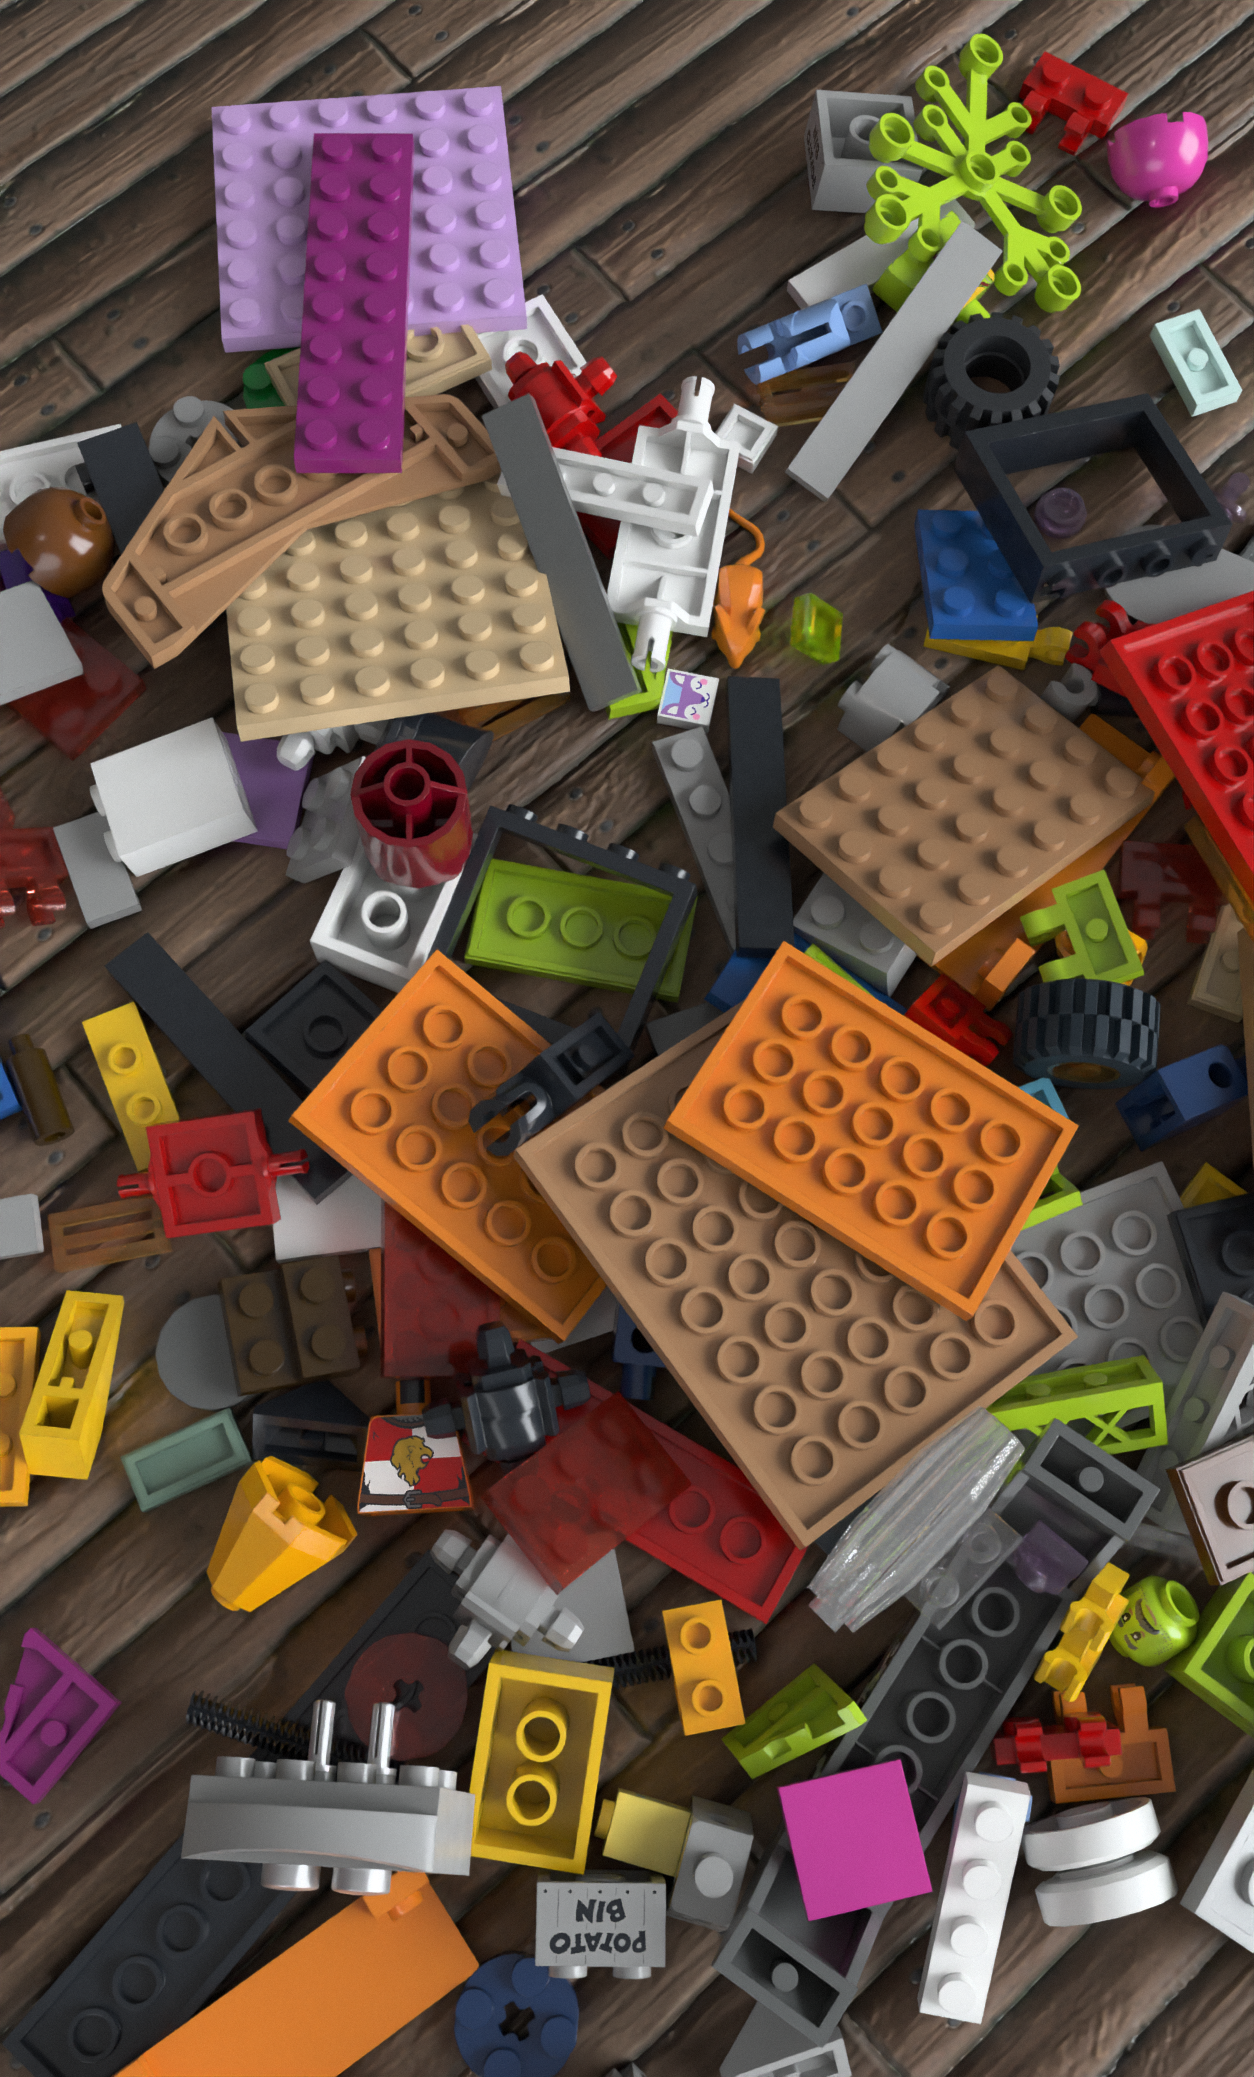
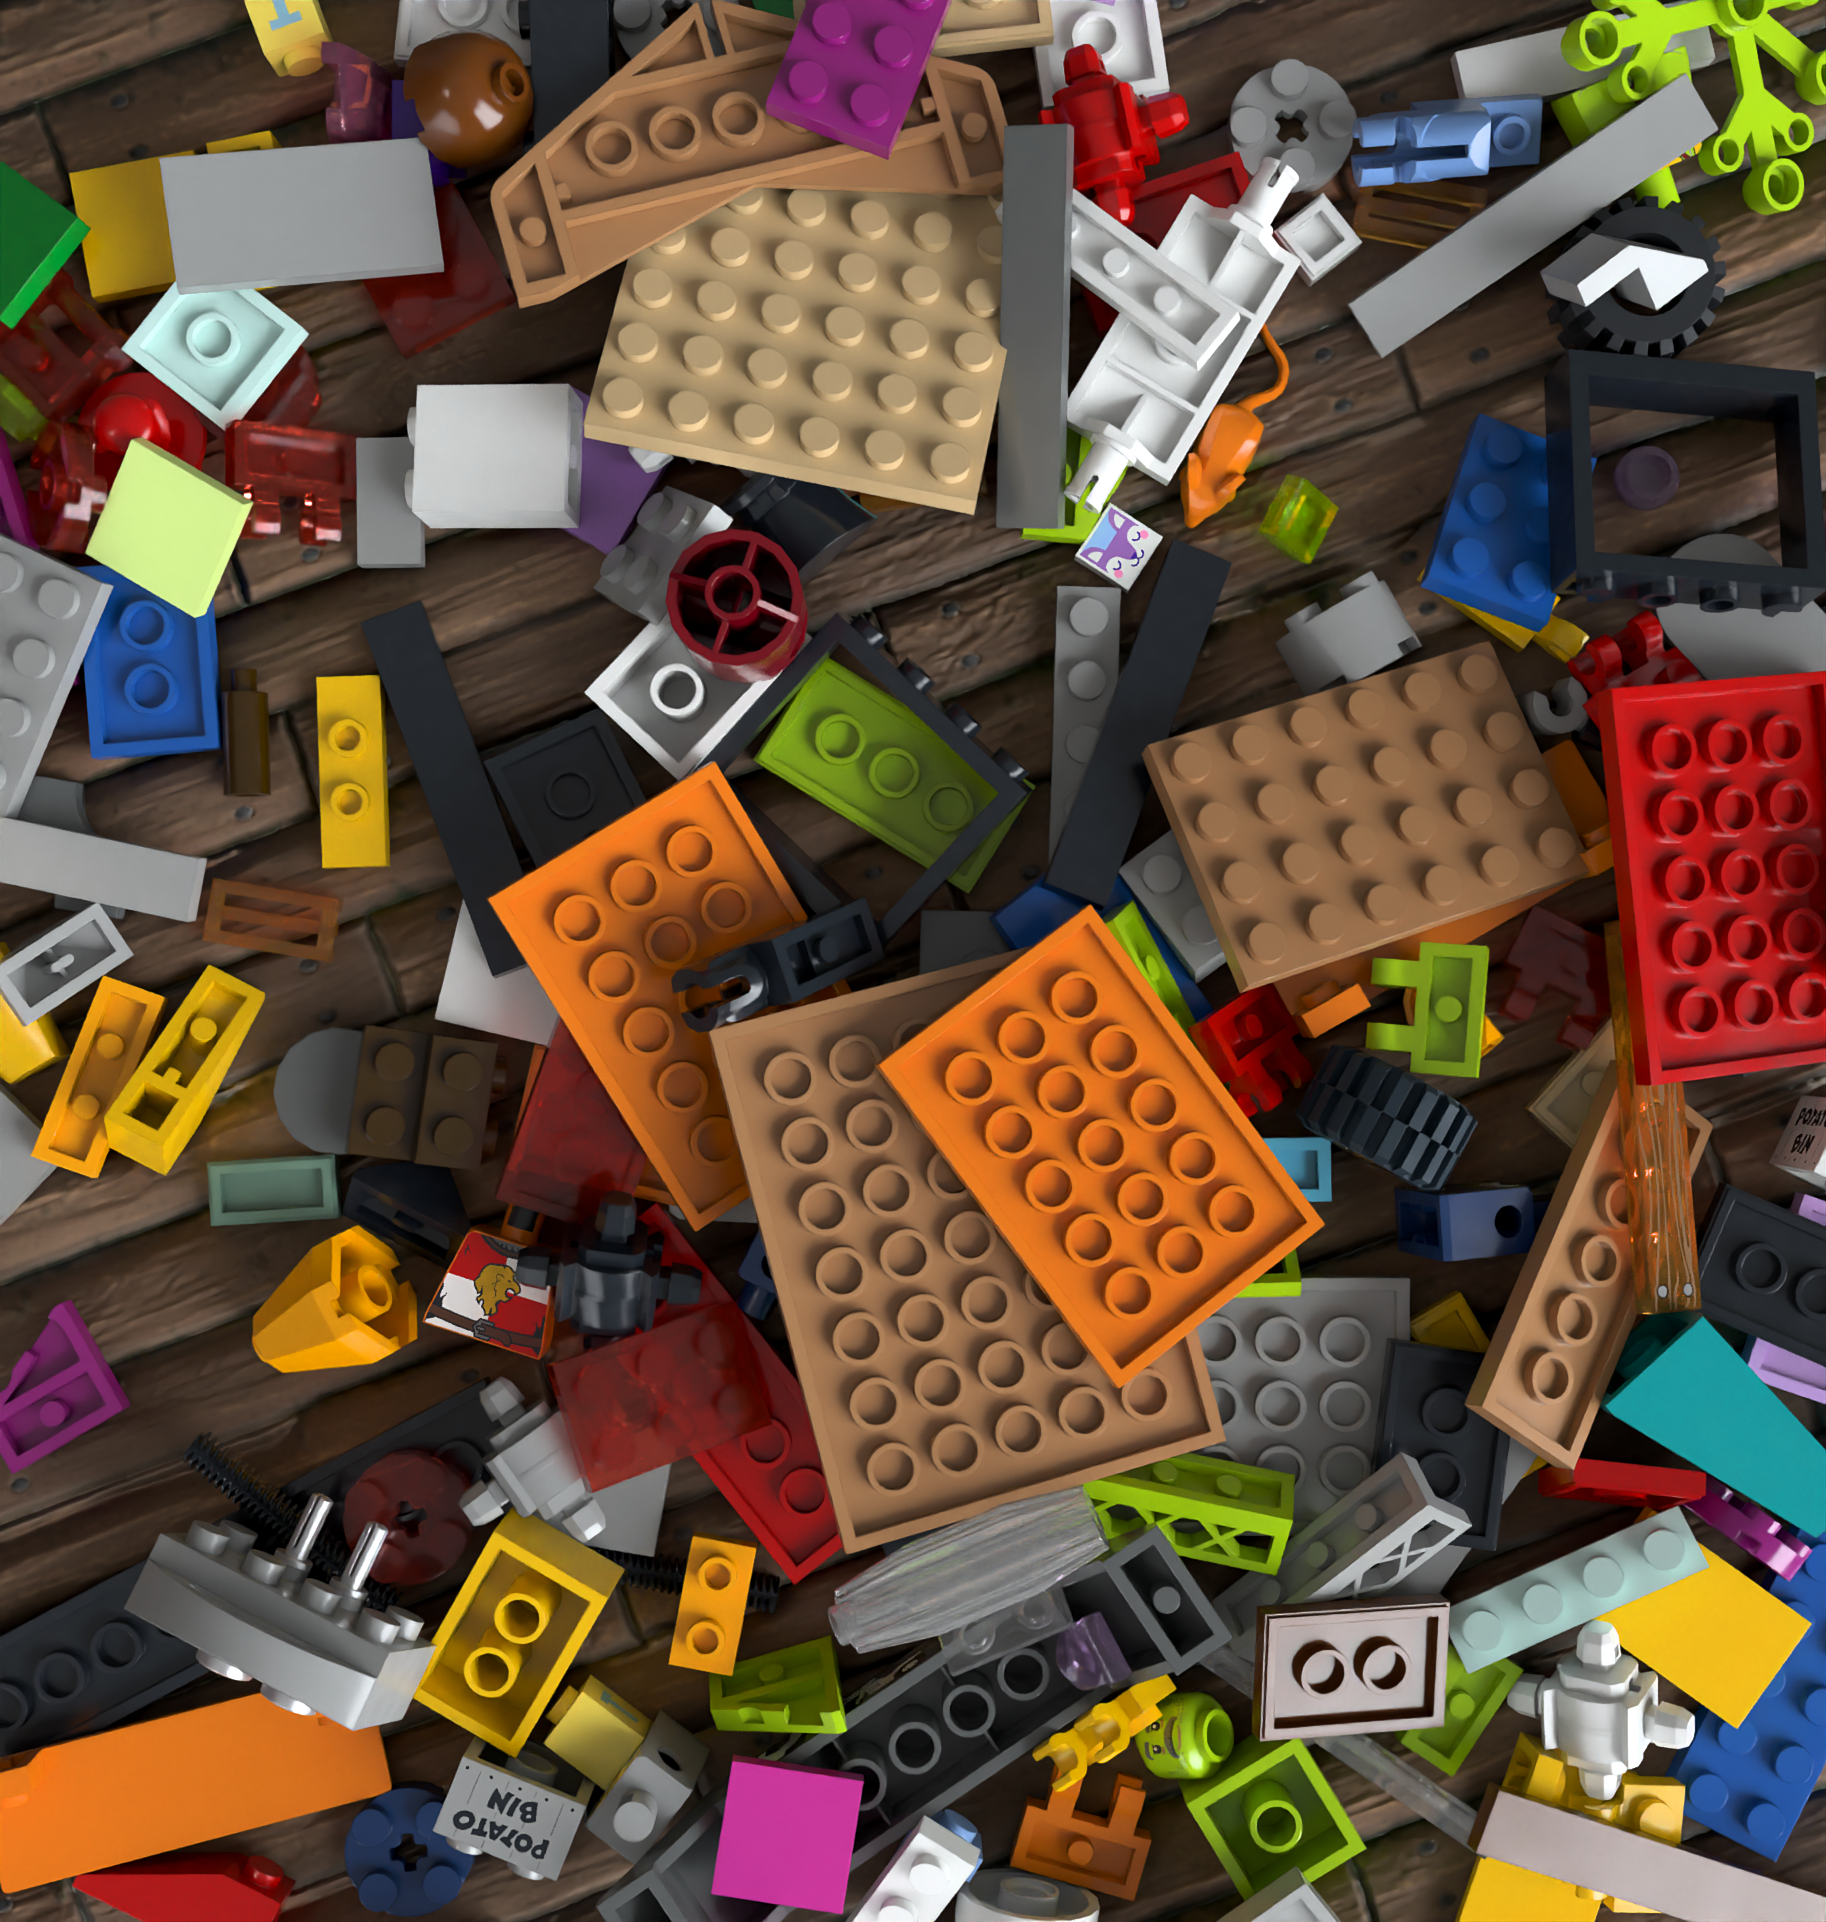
camera: 20 degrees right, 15 degrees up
(213, 1173) = (397, 905): red plate -> none
(697, 346) = (1290, 92): none -> light grey plate
(984, 357) = (1635, 269): none -> slope
(1031, 1744) = (1052, 1822): red plate -> none

